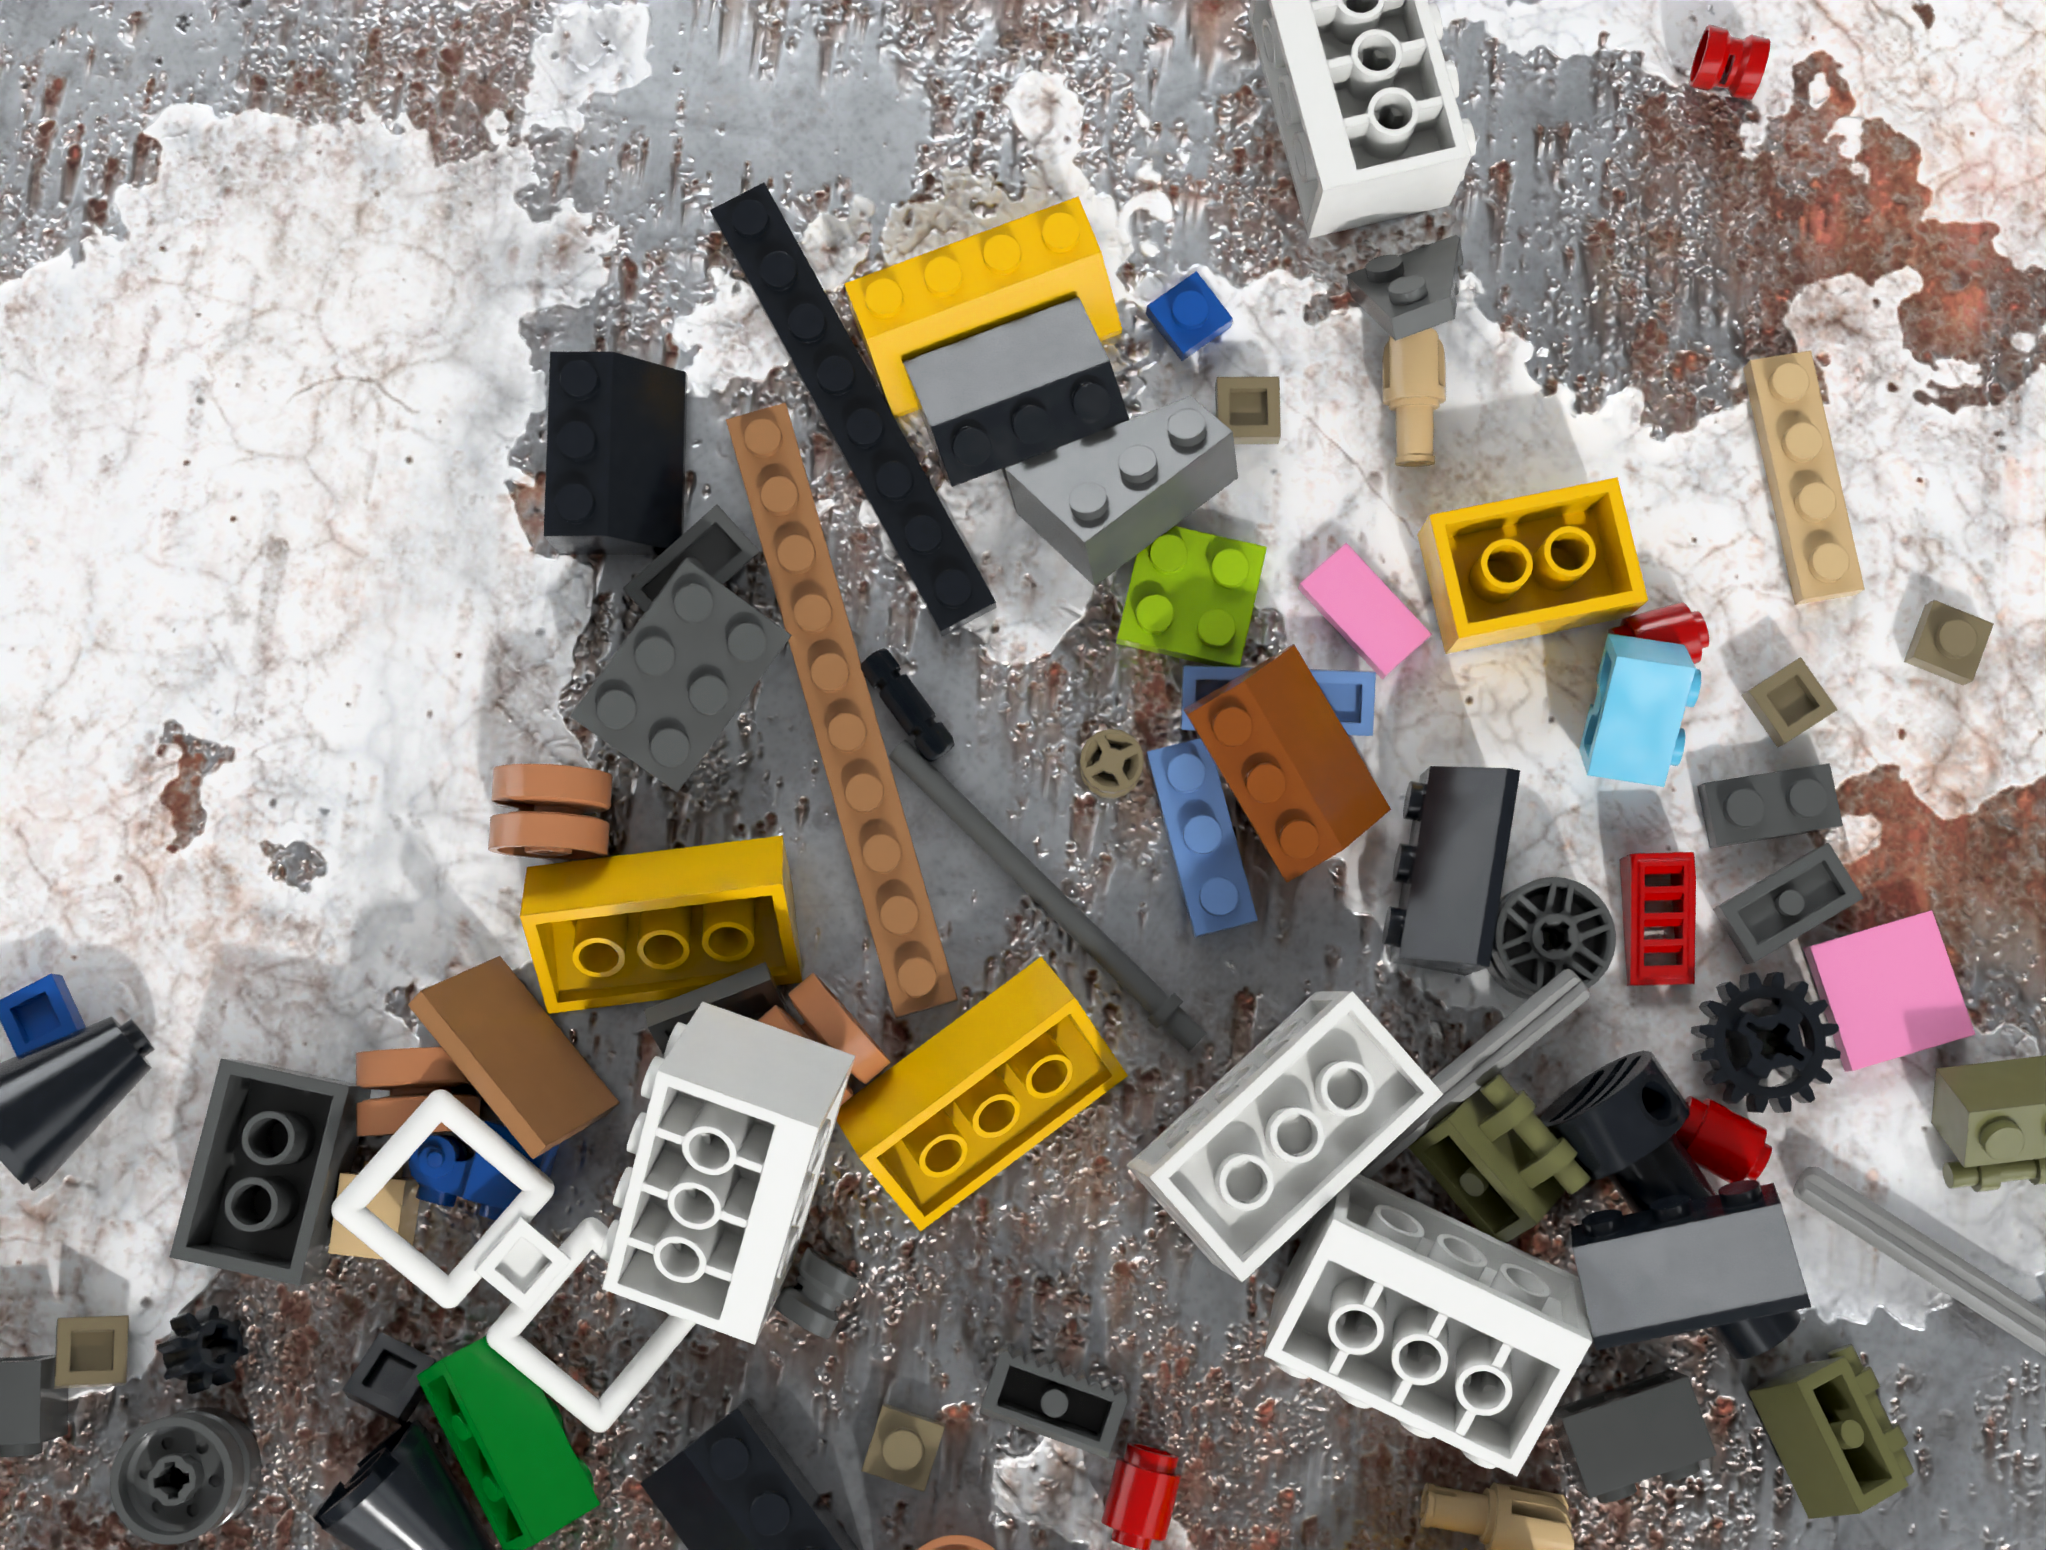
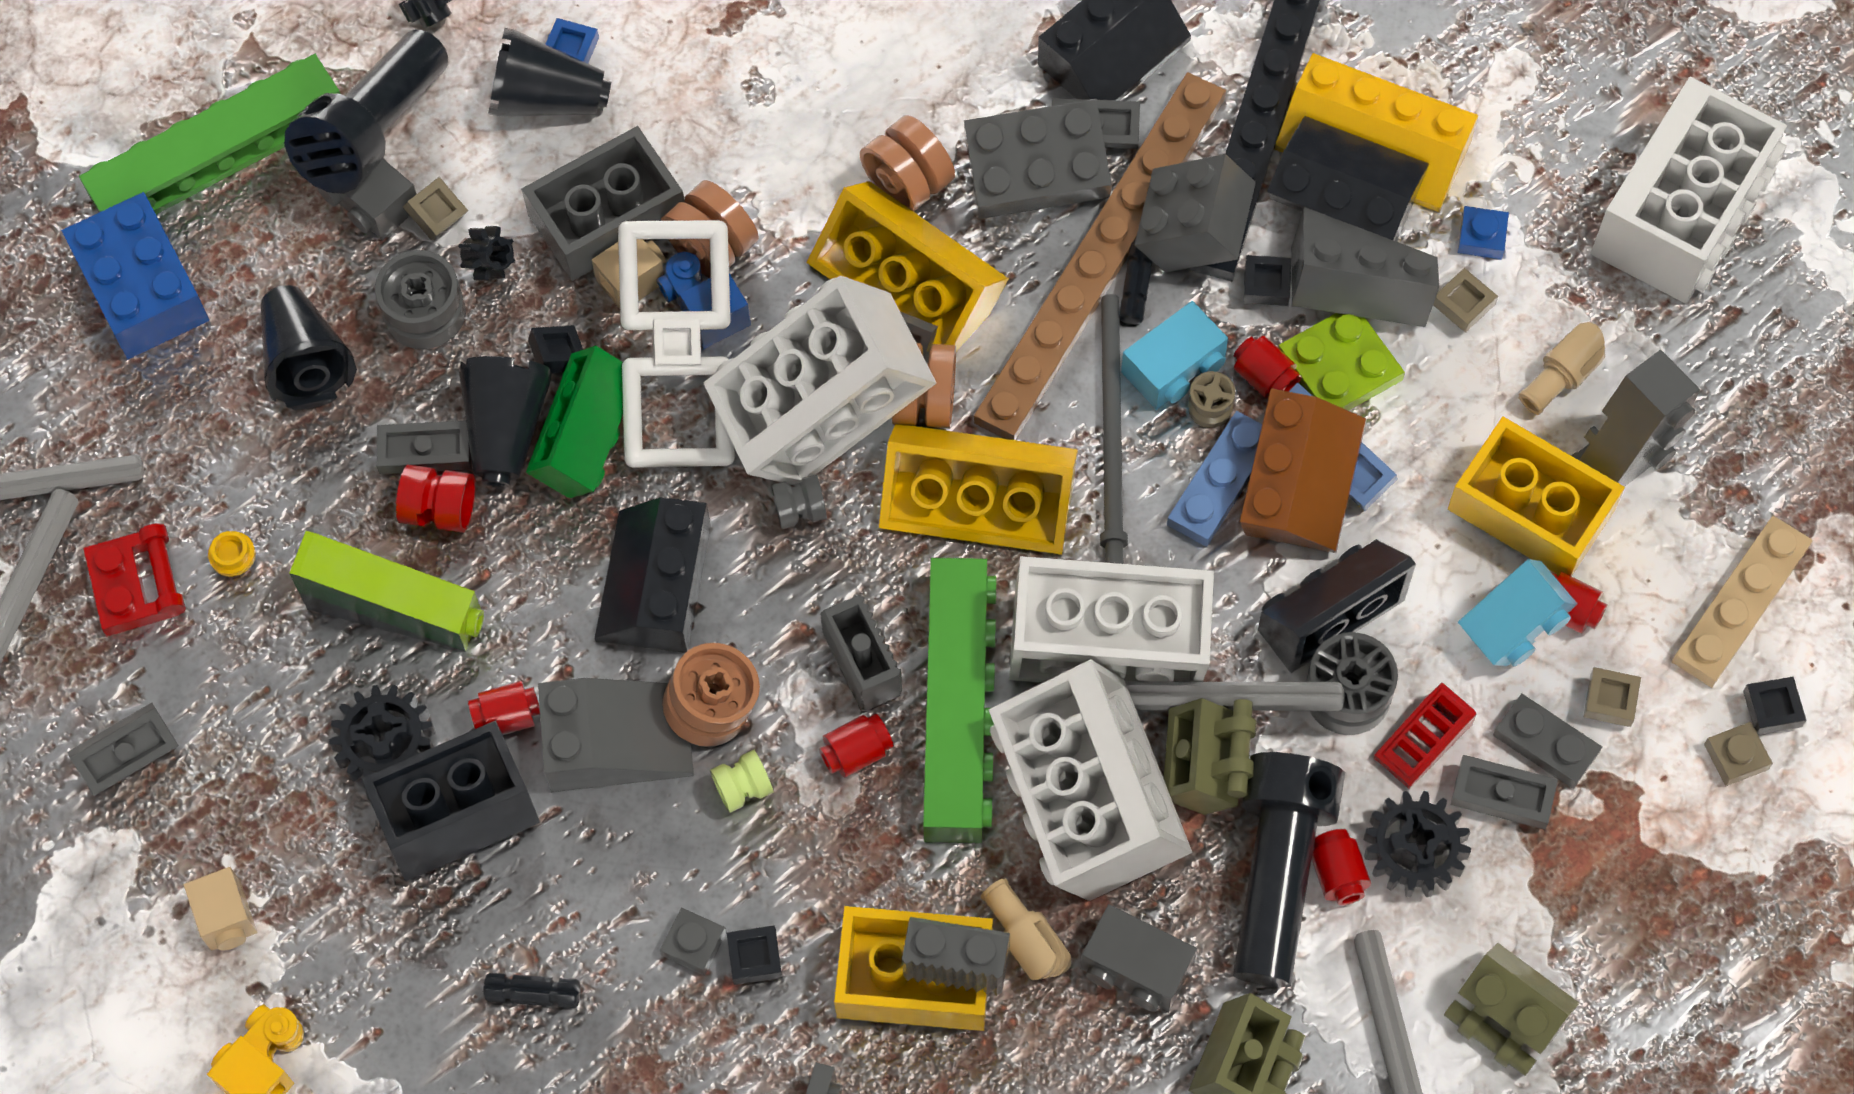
camera: 45 degrees right, 15 degrees down
(514, 1055) = (771, 251): medium nougat tile -> none
(903, 1447) = (762, 616): dark tan plate -> none
(904, 581) = (1195, 213): none -> dark grey brick
(1030, 752) = (1174, 354): none -> medium azure brick
(1036, 577) = (1267, 280): none -> black plate
(1132, 677) = (1265, 366): none -> red brick
(1193, 1348) = (957, 701): none -> bright green brick
(1364, 611) = (1425, 450): bright pink tile -> none
(1410, 289) = (1612, 313): dark grey wing -> none
(1565, 397) = (1642, 421): none -> dark grey wedge
(1687, 1264) = (1253, 865): slope -> none
(1889, 991) = (1515, 889): bright pink tile -> none
(1939, 561) = (1774, 705): none -> black plate

